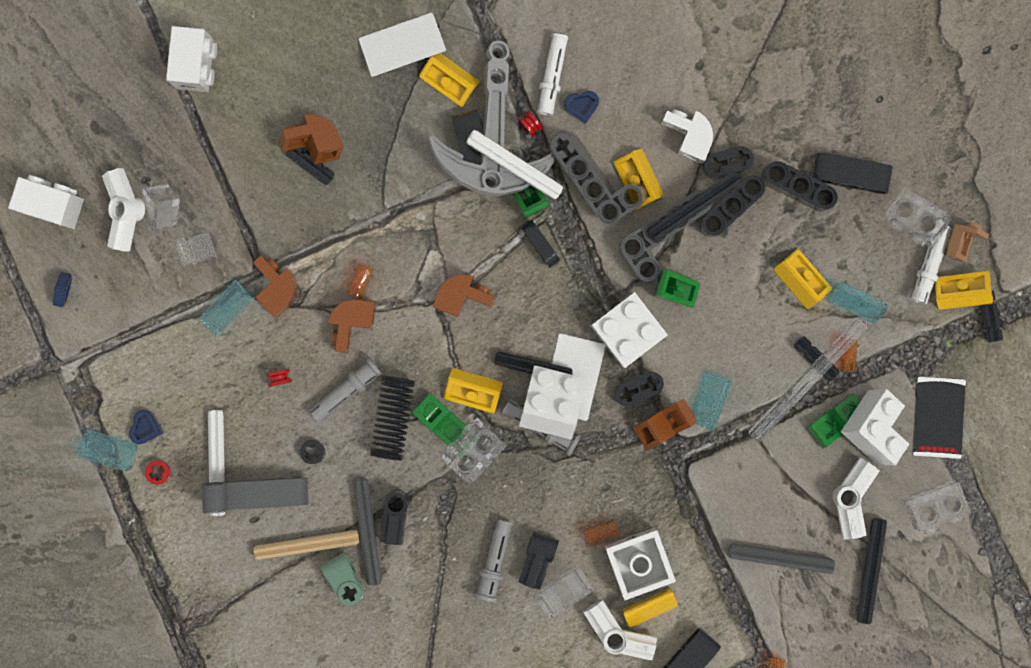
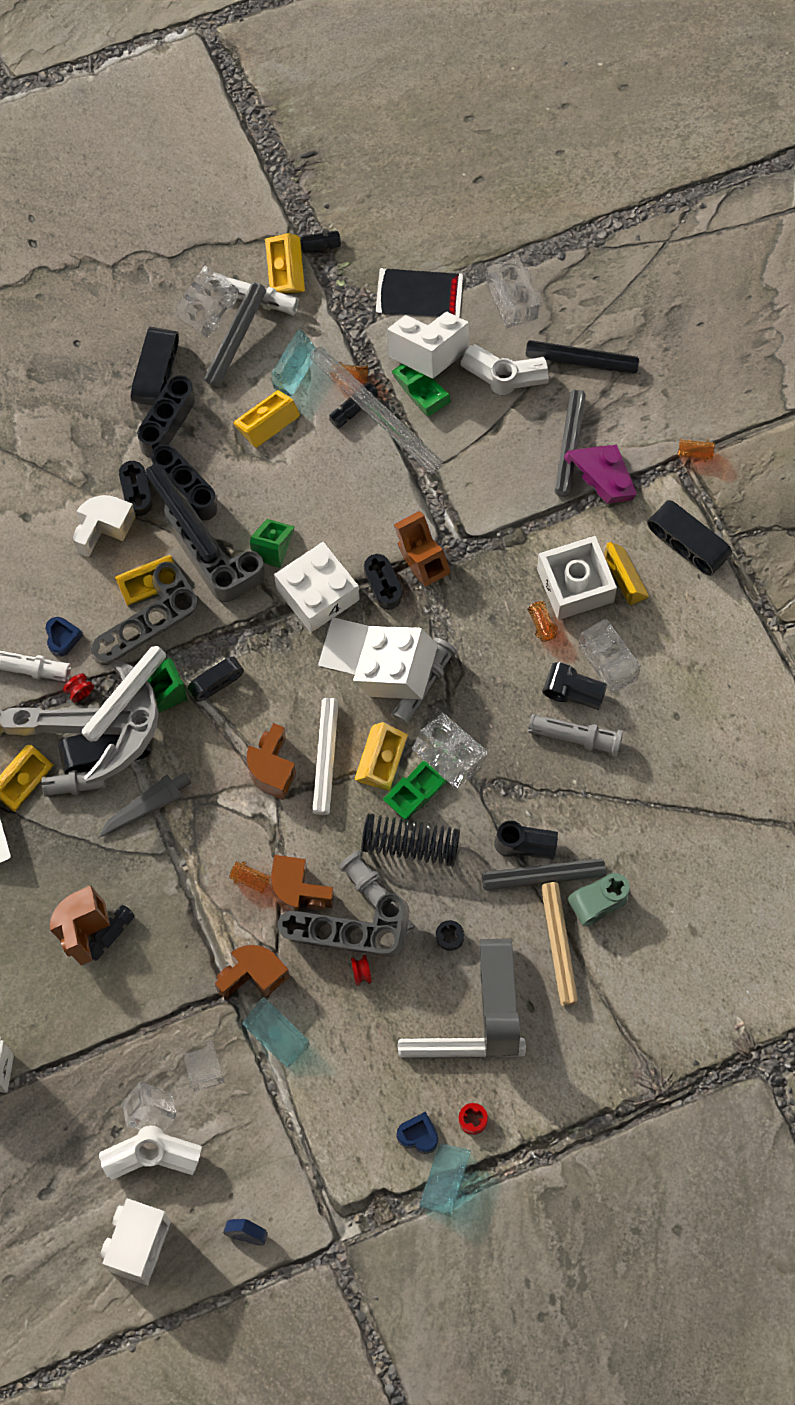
camera: 90 degrees left, 20 degrees down
(313, 361) = (343, 927): none -> dark grey beam
(431, 196) = (154, 798): none -> dark grey bar
(442, 122) = (69, 783): none -> light grey pin
(471, 342) = (325, 756): none -> white axle
(525, 364) = (351, 701): black axle -> none
(632, 643) = (647, 616): white piece -> none
(710, 400) = (393, 505): clear light blue slope -> none
(750, 590) = (604, 471): none -> magenta wing
(886, 246) = (235, 334): none -> dark grey axle
(961, 240) = (236, 268): medium nougat bracket -> none

